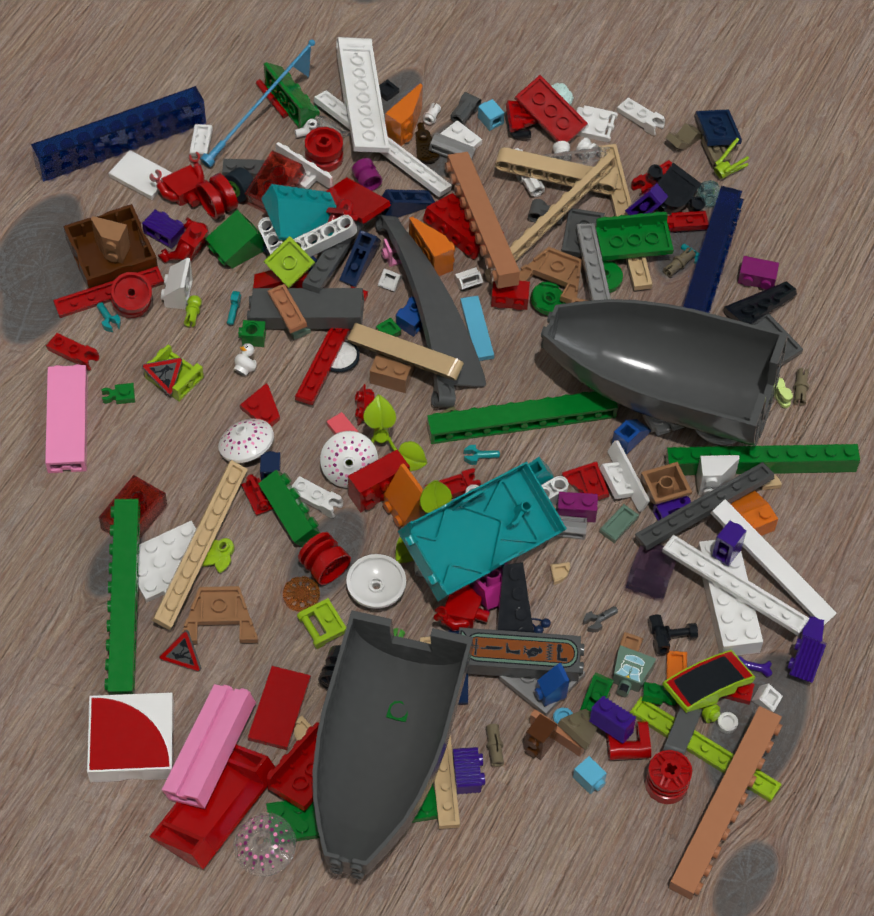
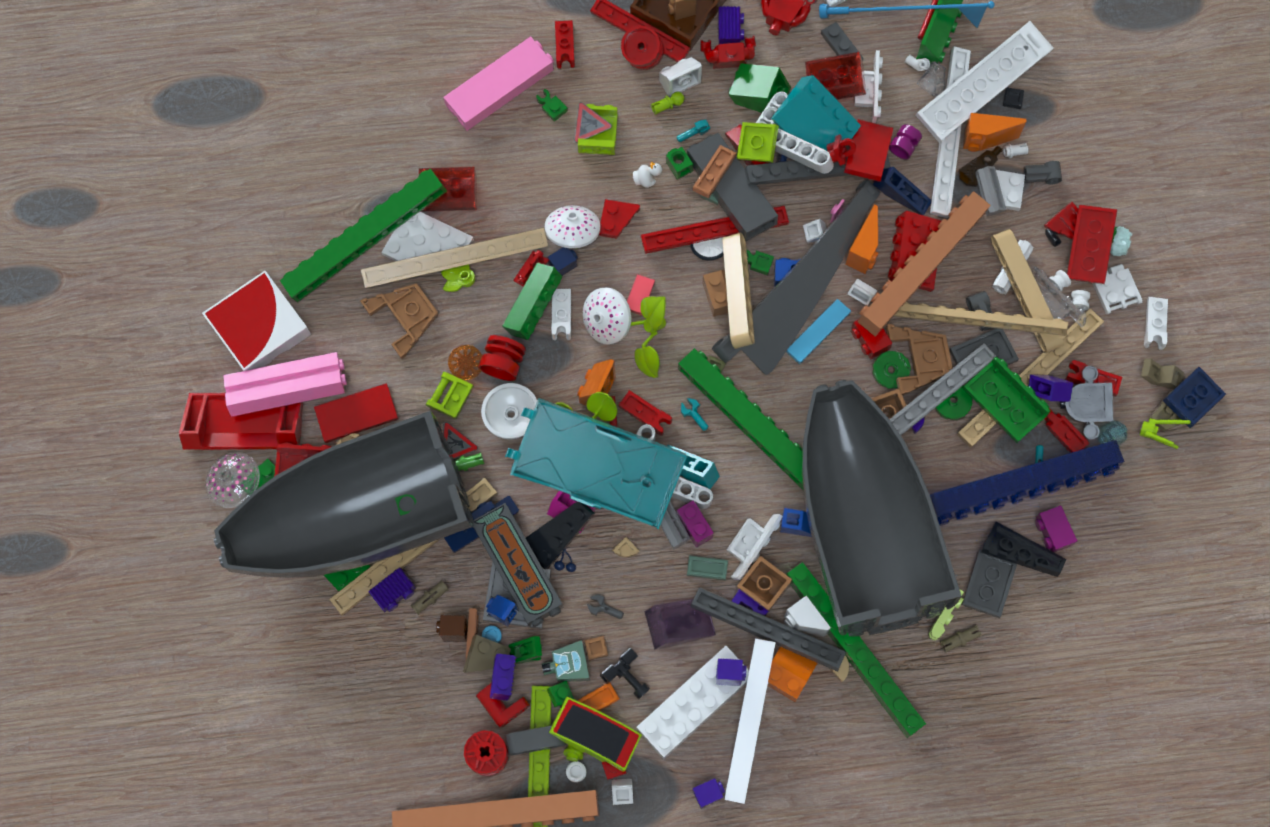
camera: 60 degrees right, 15 degrees up
(108, 318) = (615, 47): teal bar -> none
(182, 653) = (351, 310): piece -> none
(216, 196) = (787, 43): red wheel -> none
(240, 181) = (815, 48): black wheel -> none
(324, 148) = (904, 91): red wheel -> none
(360, 258) = (817, 193): dark blue slope -> none
(363, 398) = (679, 289): red hinge -> none
(370, 483) = (597, 347): red brick -> none
(462, 610) = (529, 496): red torso -> none
(490, 114) = (1052, 197): medium azure brick -> none
(587, 480) = (728, 517): red wing -> none
(590, 775) = (450, 689): medium azure brick -> none
(679, 262) = (1016, 454): dark tan pin -> none
(735, 585) = (700, 702): white tile -> none
(763, 668) = (648, 771): dark purple piece -> none
(807, 658) = (675, 804): dark purple brick -> none

